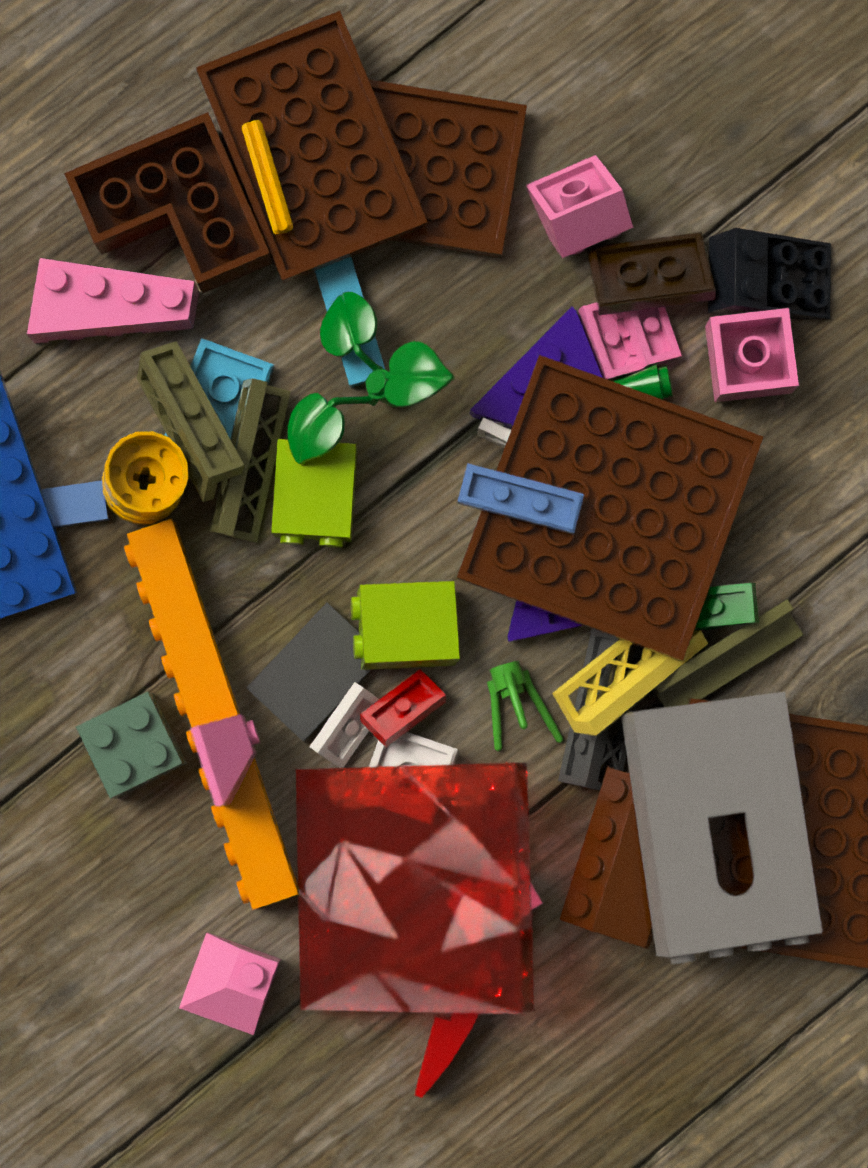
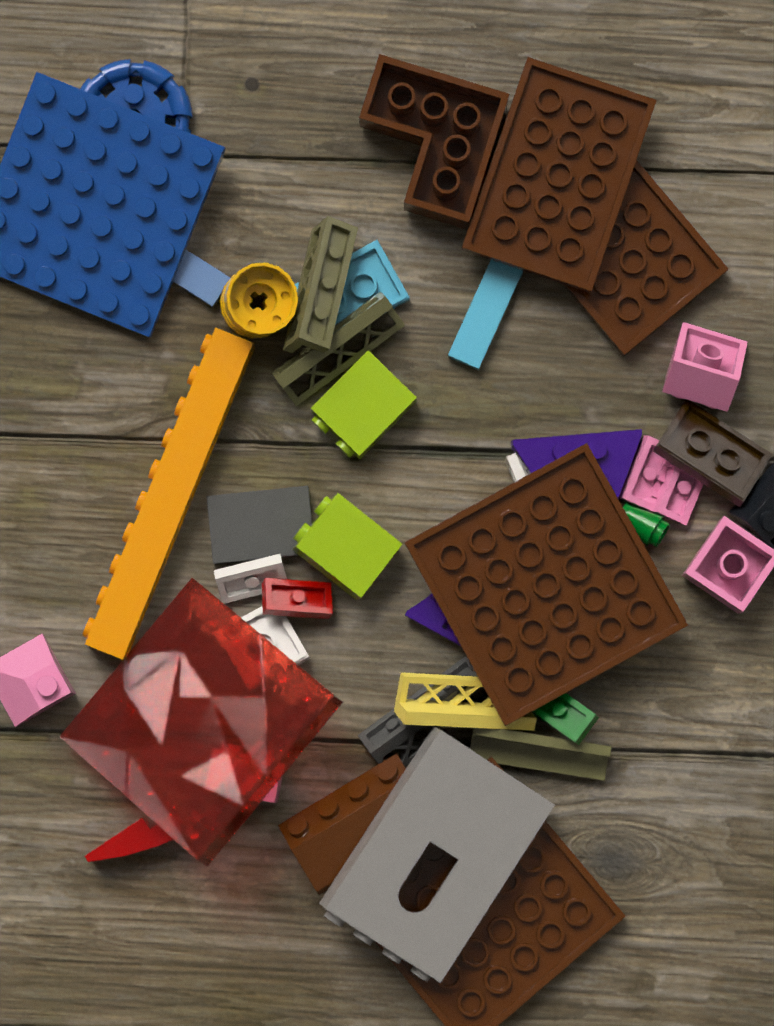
camera: 45 degrees right, 0 degrees up
(100, 301) = (327, 155): bright pink wedge -> none
(131, 745) = (99, 468): sand green brick -> none
(226, 754) = (153, 528): bright pink slope -> none
(267, 177) = (510, 170): yellow axle -> none
(413, 378) = (484, 385): green plant -> none
(509, 681) = (381, 641): bright green plant -> none
(520, 498) = (490, 527): medium blue tile -> none

